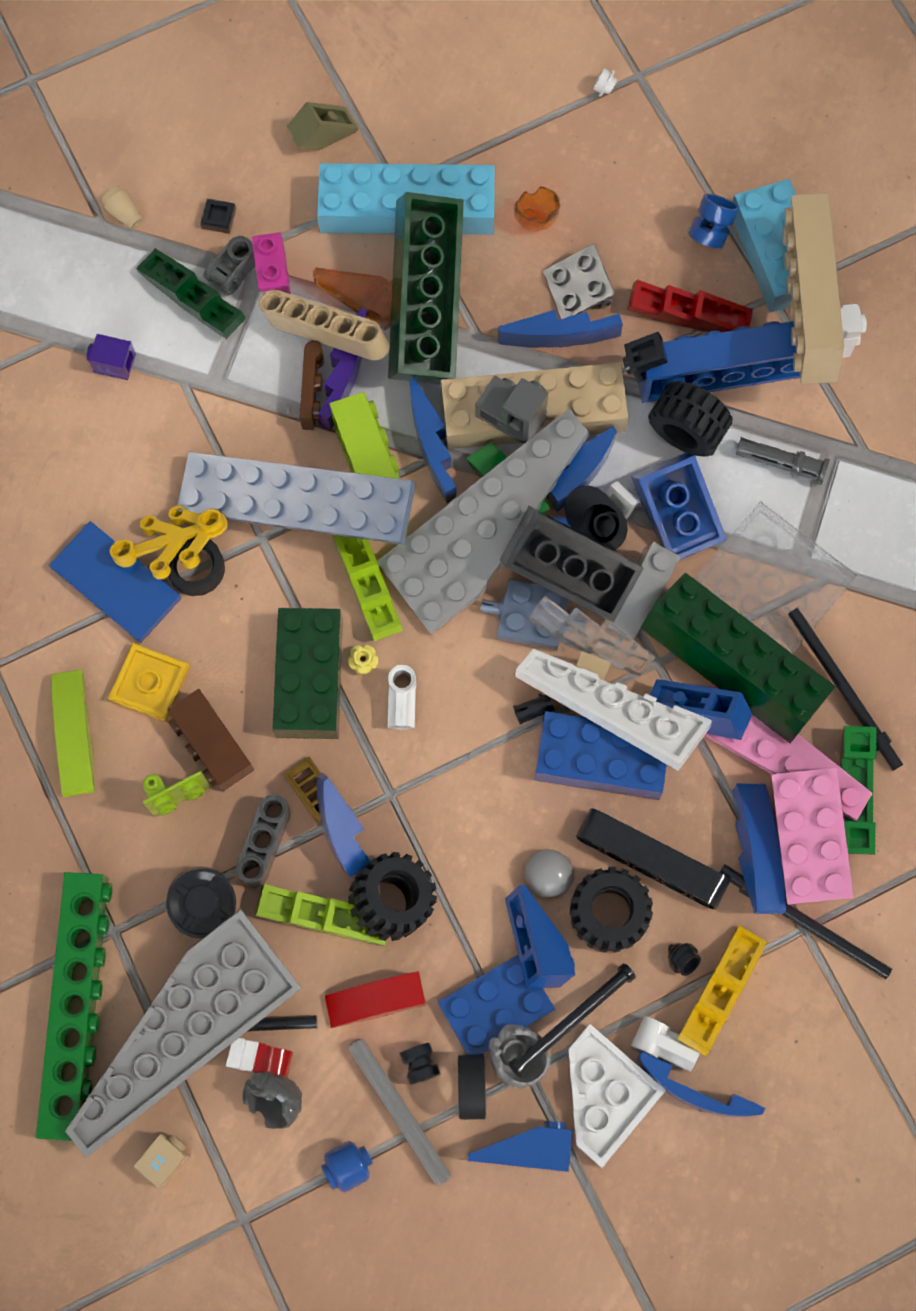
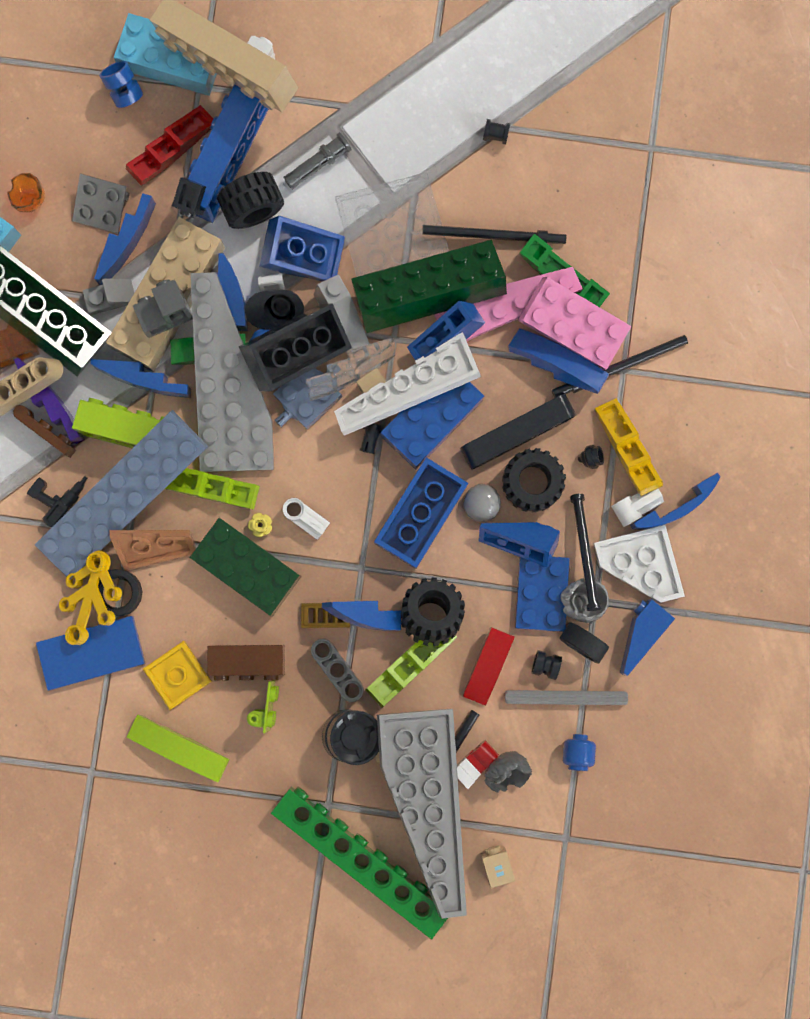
camera: 60 degrees left, 10 degrees up
(246, 447) = (57, 505): none -> black piece
(263, 564) = (149, 547): none -> nougat wing
(490, 813) = (421, 513): none -> blue brick
(492, 354) = (109, 296): none -> light grey slope

